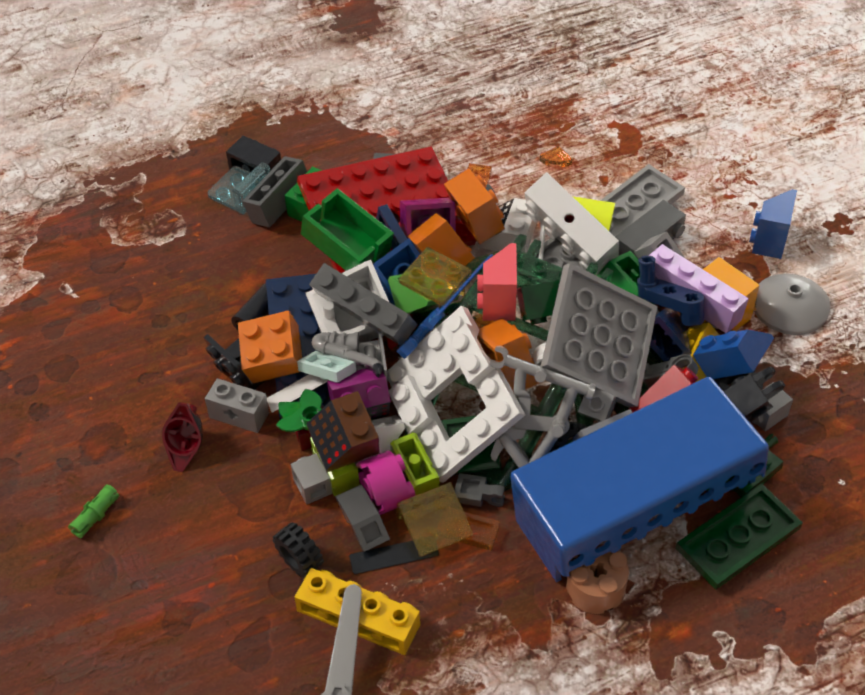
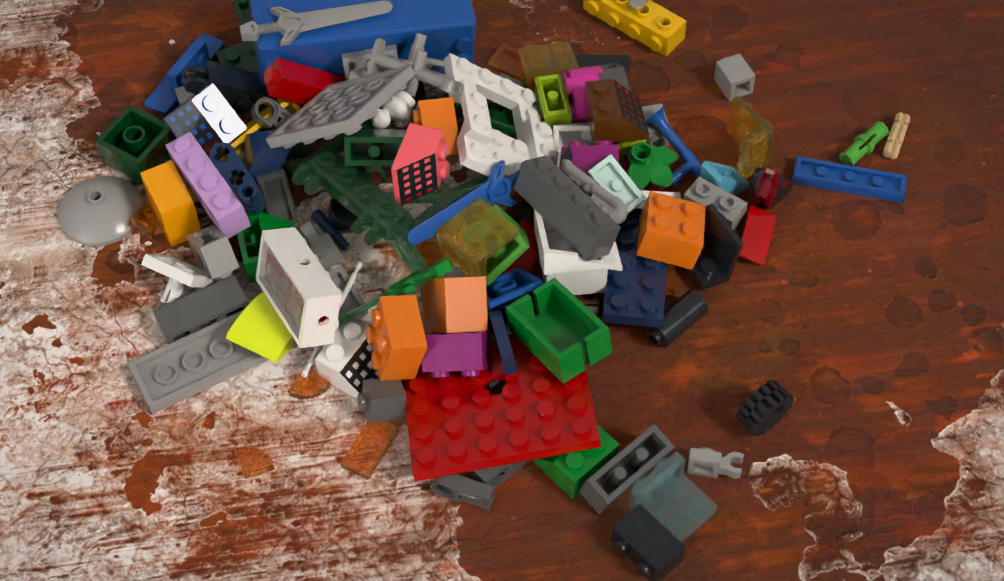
camera: 165 degrees left, 5 degrees up
(59, 532) = (896, 136): none -> tan axle
(119, 475) = (849, 179): none -> blue tile
(175, 248) = (764, 407): none -> black tyre
(196, 388) = (756, 235): none -> red slope
(203, 466) = (753, 135): none -> clear yellow bracket
(216, 214) = (711, 463): none -> light grey plate
(233, 436) = (724, 177): none -> medium azure slope
(234, 554) = (734, 77): none -> light grey brick
(297, 549) = (676, 58): black tyre -> none
(305, 458) = (691, 163): none -> blue piece
(488, 235) = (405, 285): none -> green sword
(688, 400) = (292, 23): none -> light grey sword
(690, 239) = (179, 274): none -> white tile
(773, 225) = (62, 275): blue slope -> none
(795, 345) = (134, 143): none -> dark green brick
(800, 440) = (201, 50): none -> blue bracket

